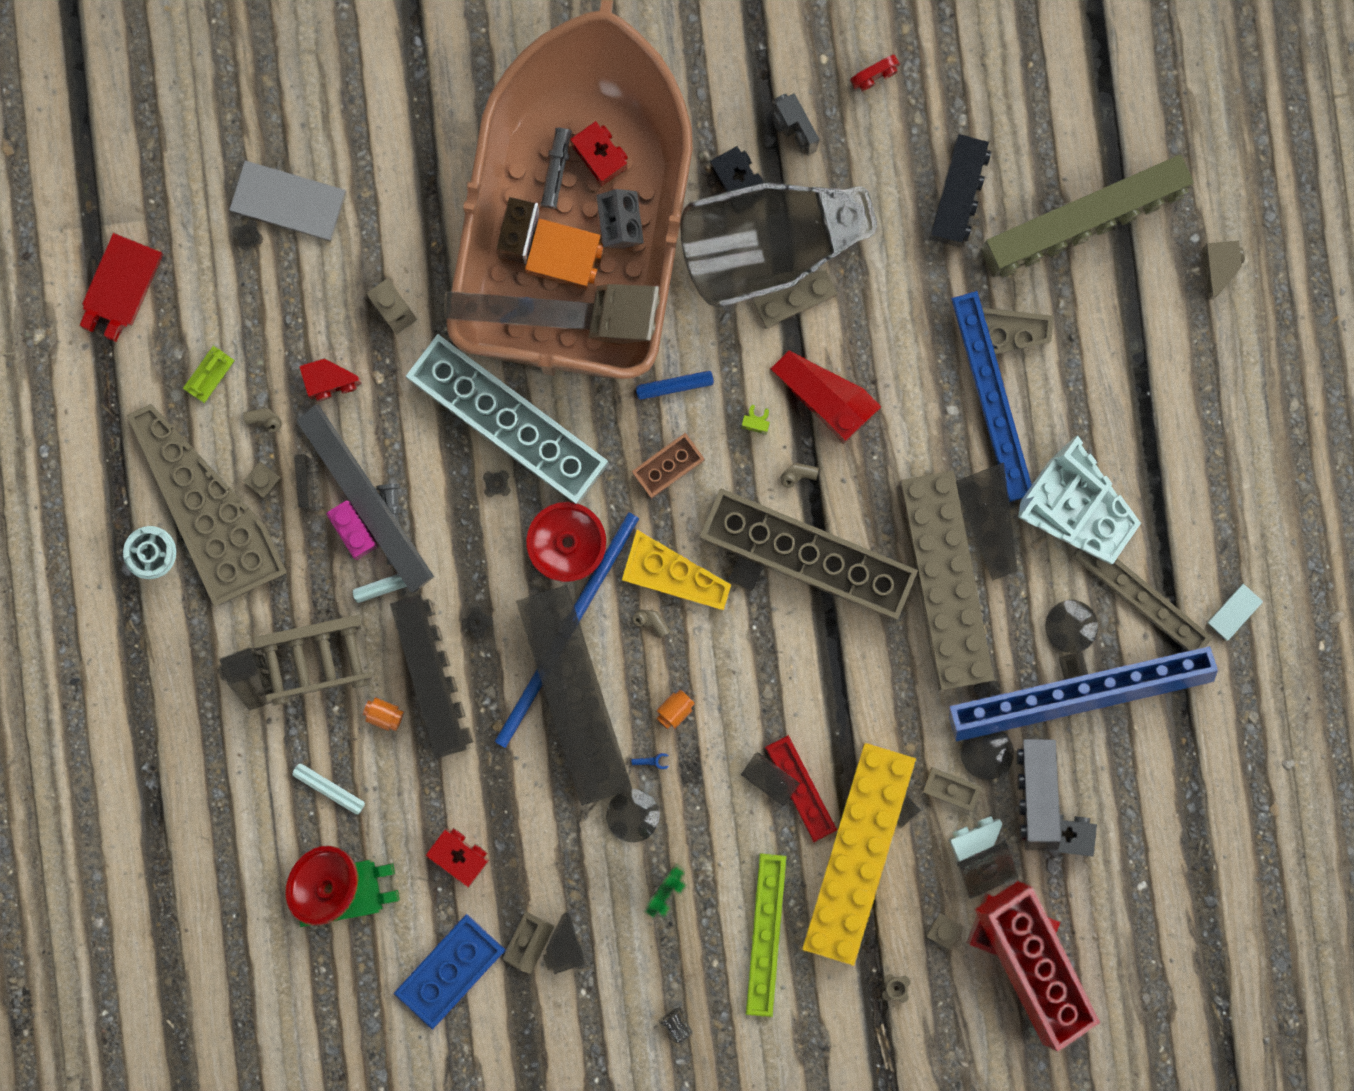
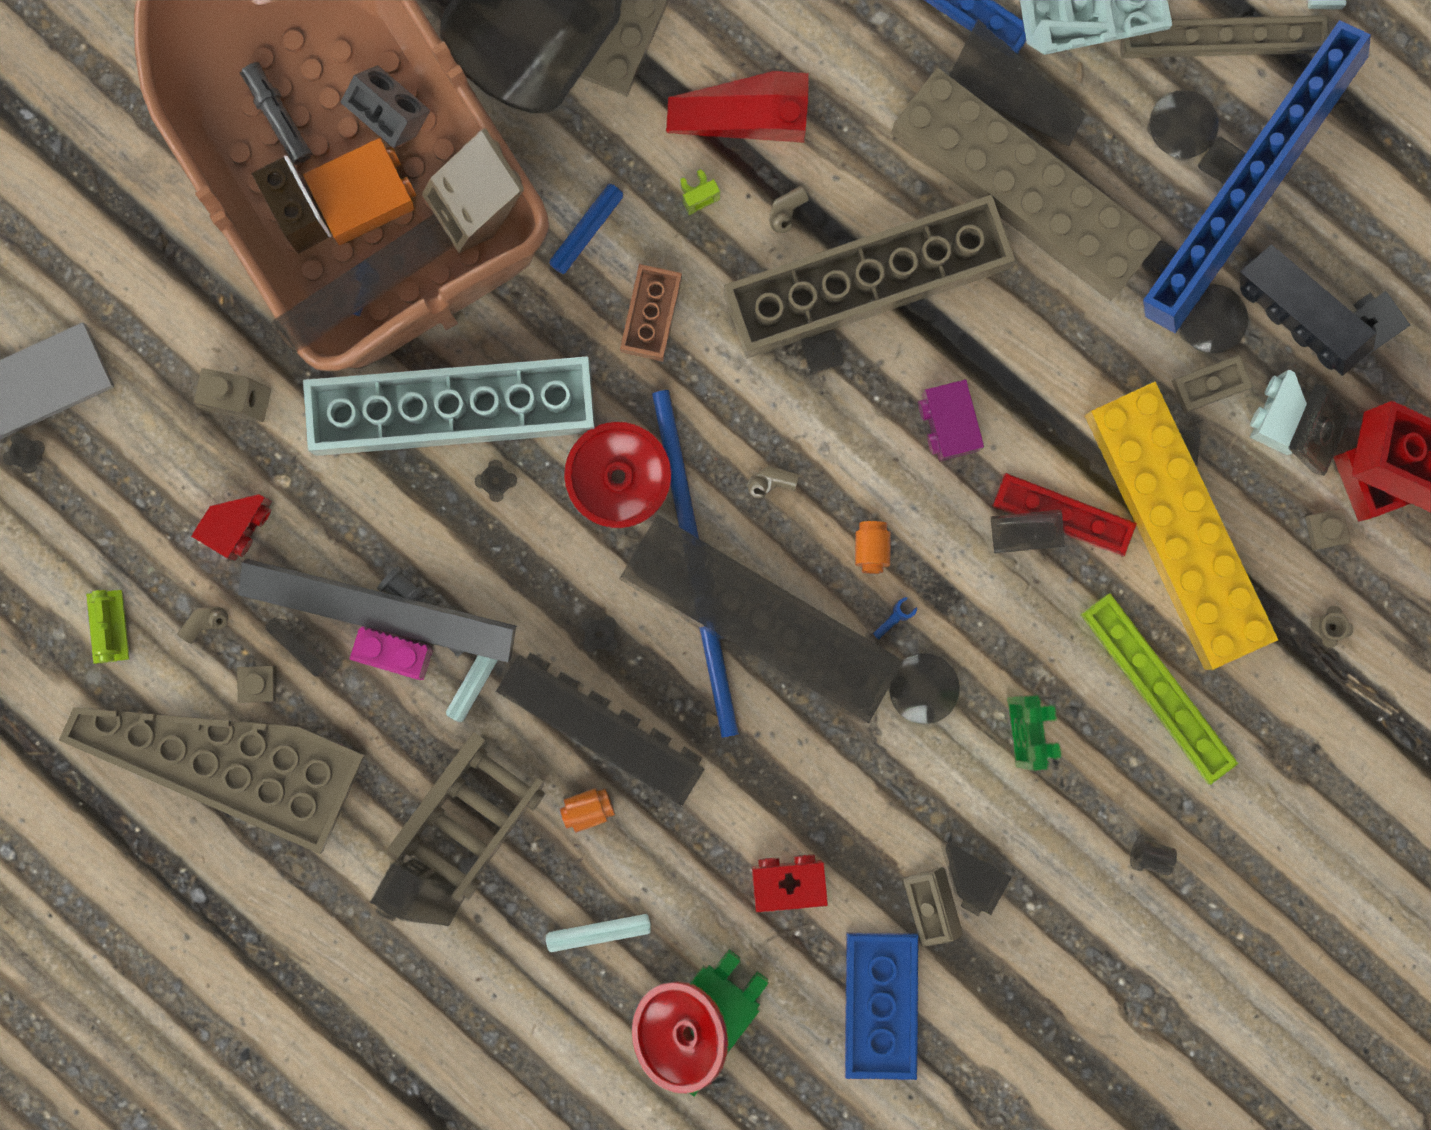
camera: 50 degrees left, 0 degrees up
(149, 552) = (204, 857): light aqua cone -> none
(602, 168) = (319, 73): red brick -> none
(666, 571) = (744, 417): yellow wing -> none
(783, 677) = (951, 420): none -> magenta brick

